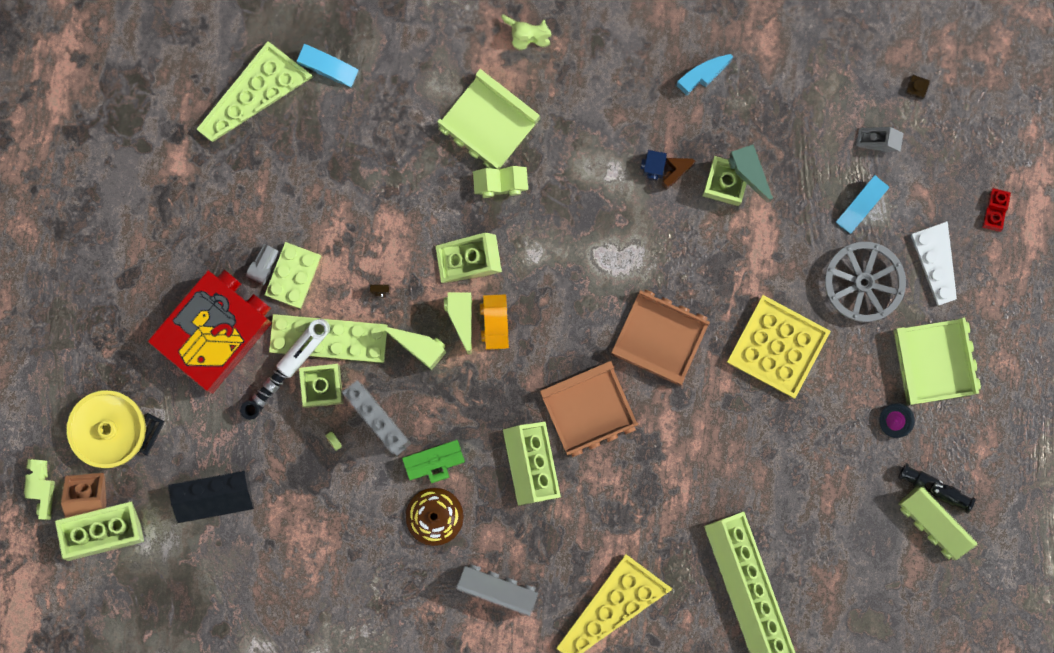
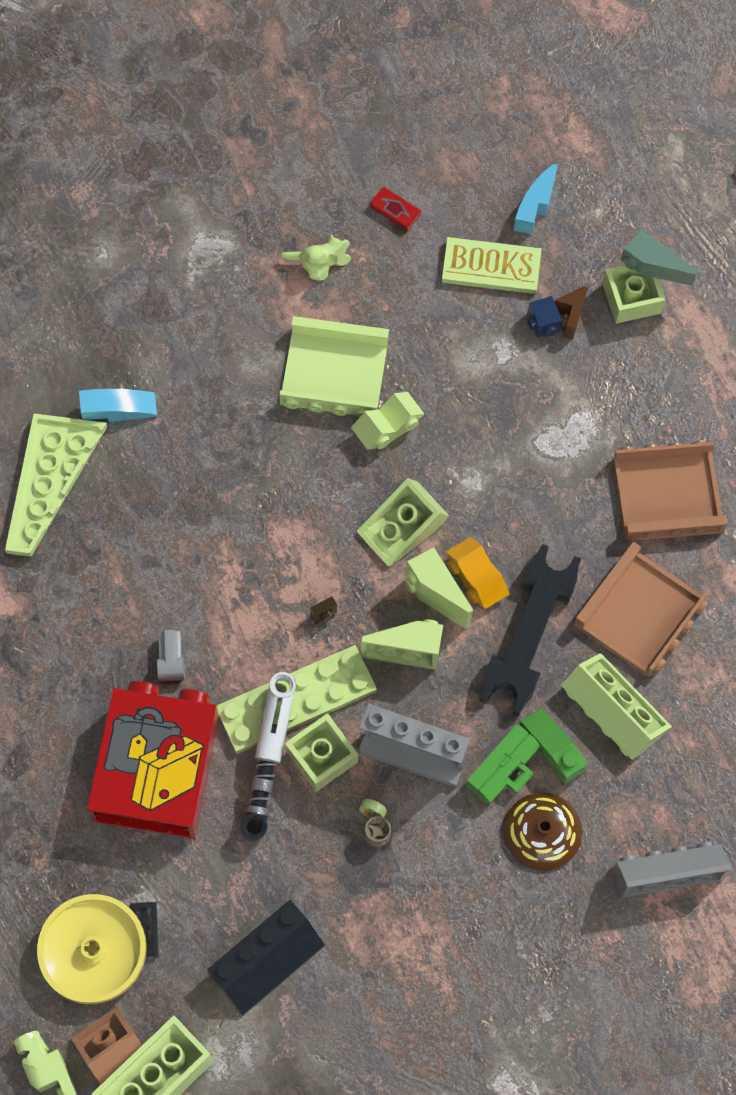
camera: 30 degrees left, 15 degrees down
(293, 275) = (212, 651): yellowish green plate -> none
(324, 457) = (377, 827): none -> dark tan wheel
(475, 465) = (555, 746): none -> bright green slope
(481, 400) = (514, 670): none -> black piece
(602, 23) = (395, 208): none -> red tile
(643, 104) = (491, 265): none -> yellowish green tile

